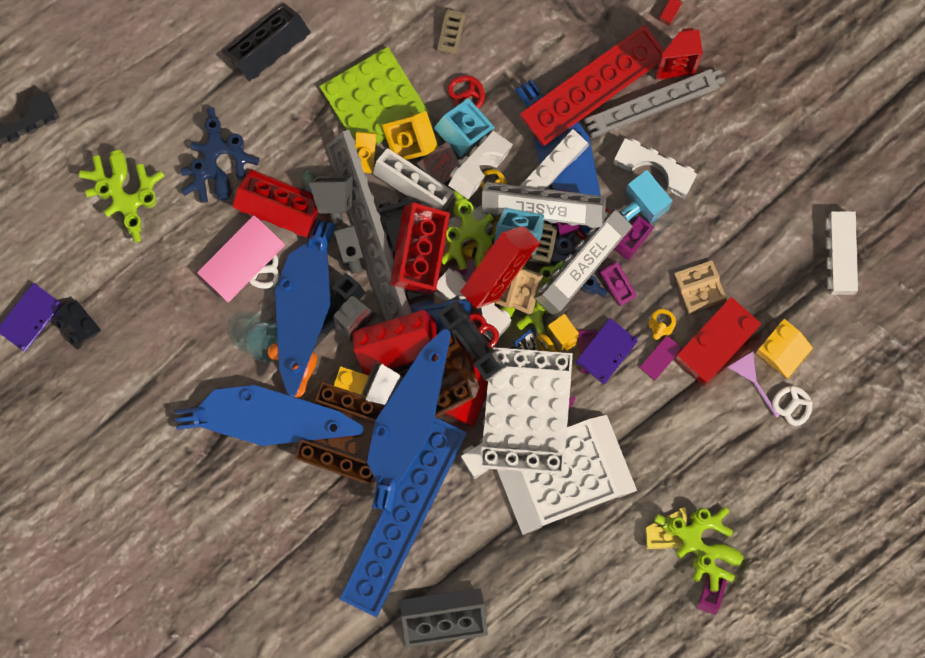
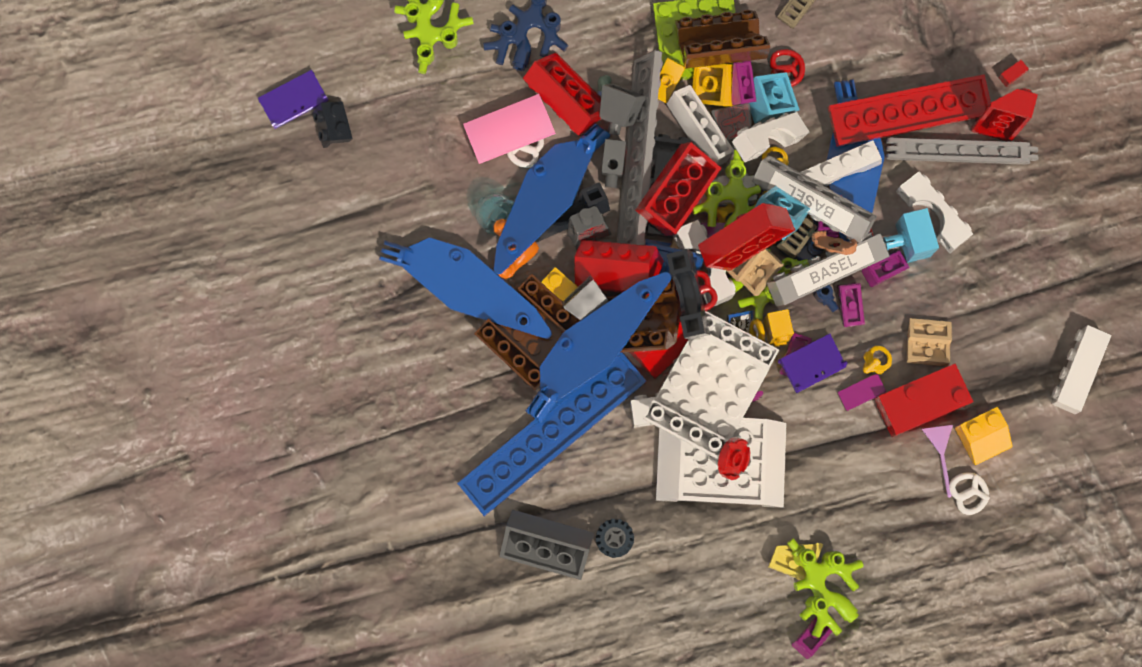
camera: 30 degrees right, 0 degrees up
(396, 94) = (721, 39): none -> reddish brown slope
(434, 127) = (743, 83): none -> magenta slope
(505, 579) = (619, 534): none -> black wheel
(568, 238) = (823, 241): none -> nougat piece
(575, 467) = (733, 458): none -> red tile

